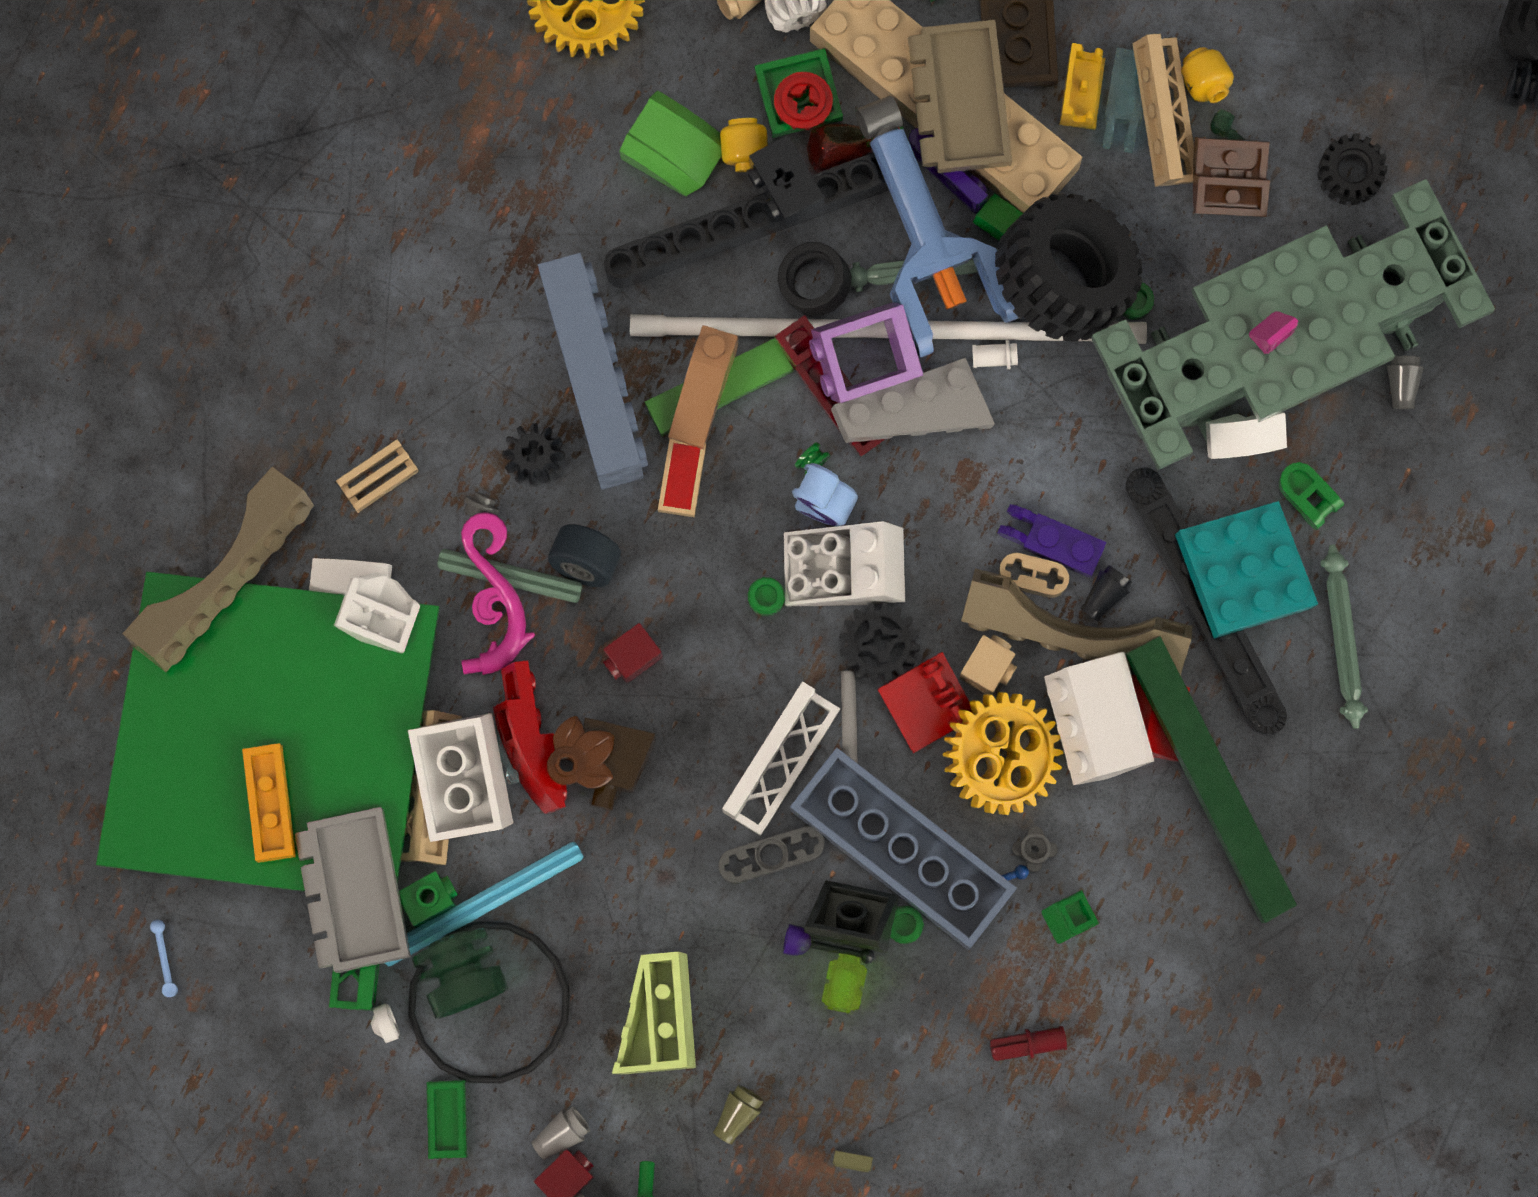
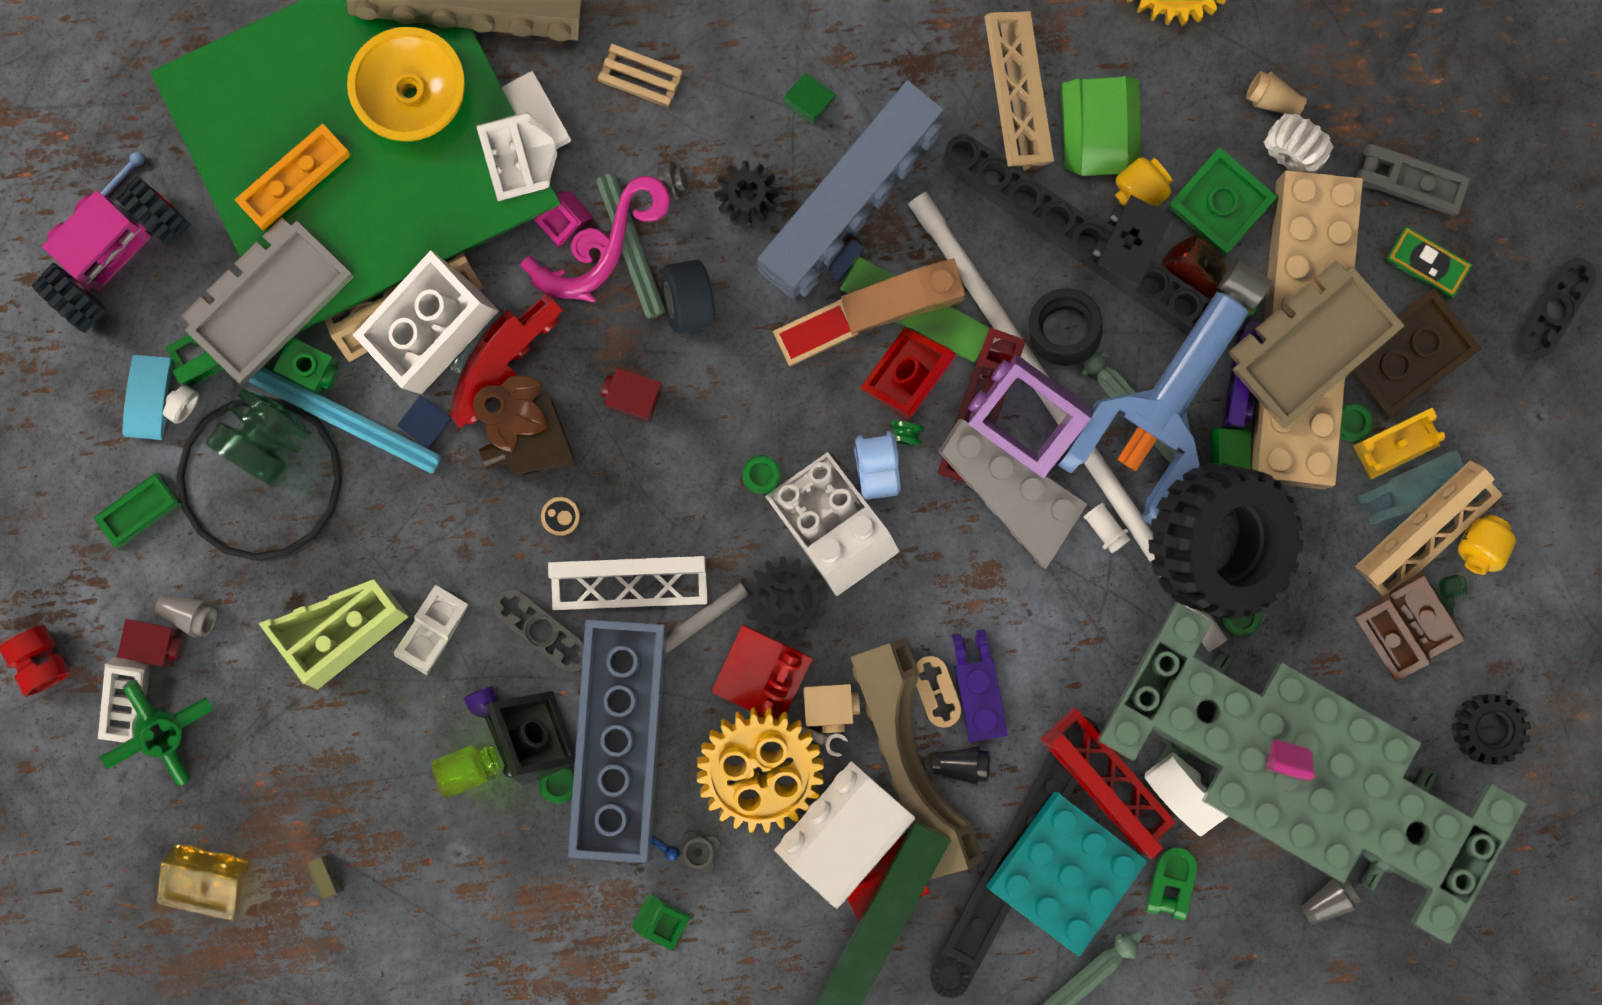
camera: 55 degrees right, 5 degrees up
(209, 996) = (98, 244): none -> brick
(240, 645) = (402, 61): none -> yellow dish
(360, 1047) = (146, 397): none -> medium azure slope
(453, 614) = (565, 219): none -> dark pink slope
(490, 356) = (808, 98): none -> green slope
(537, 836) = (424, 422): none -> dark blue tile
(602, 186) = (1025, 87): none -> tan fence
(642, 414) = (845, 260): none -> dark blue tile
(689, 778) = (560, 516): none -> tile
(710, 943) = (431, 630): none -> white slope
(738, 1112) = (305, 751): olive cone -> none
(766, 425) = (908, 373): none -> red slope
(795, 86) = (1225, 194): red gear -> none
(1014, 688) = (824, 739): none -> white hand
(1028, 1043) = (526, 959): dark red axle -> none
(1044, 109) = (1355, 422): none -> green tile
(1197, 496) = (1103, 793): none -> red fence

